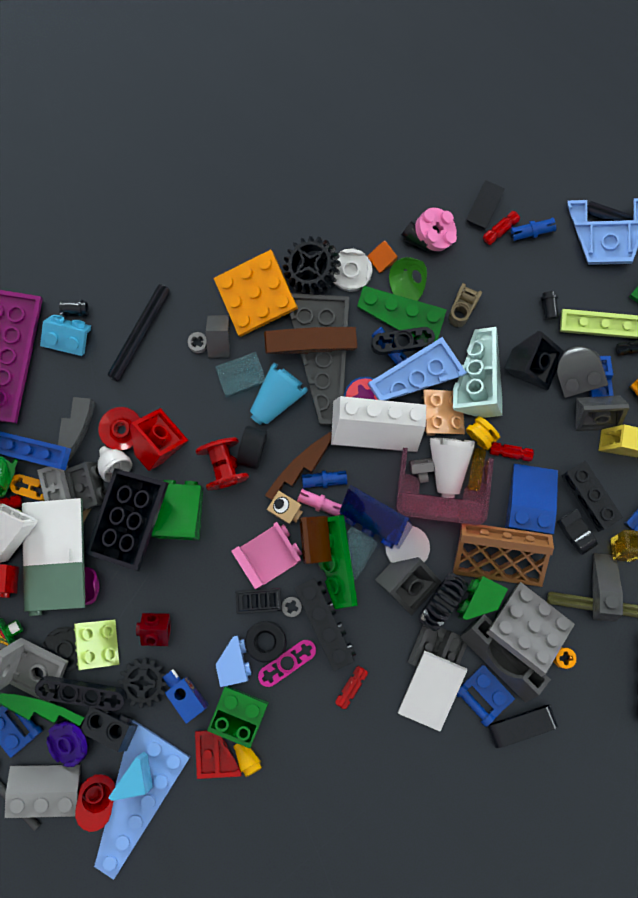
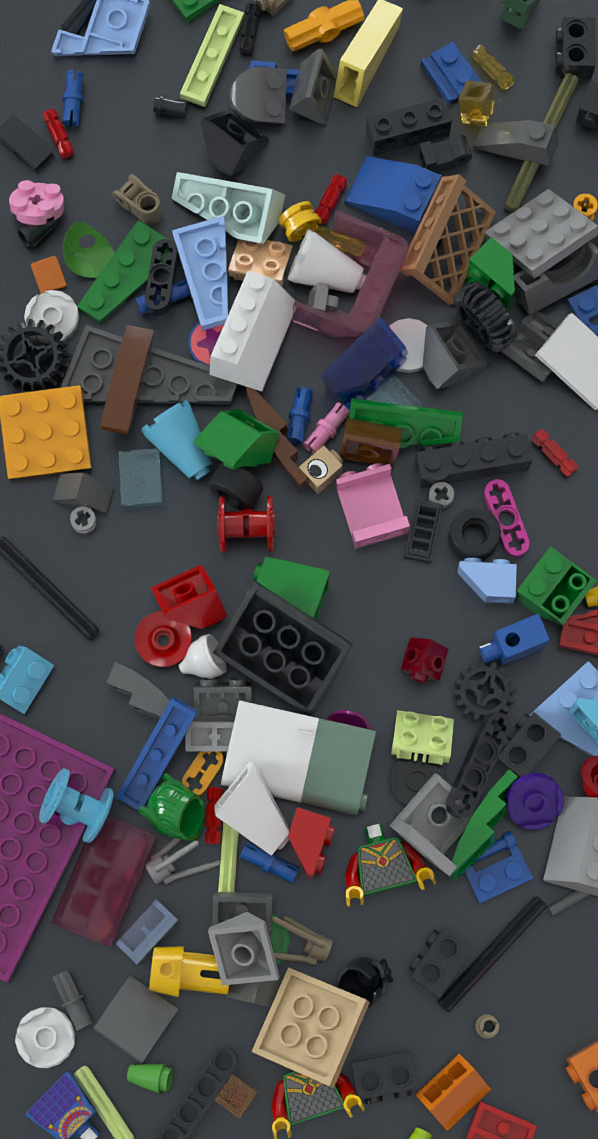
camera: 75 degrees left, 5 degrees down
(284, 437) = (238, 439): none -> green slope

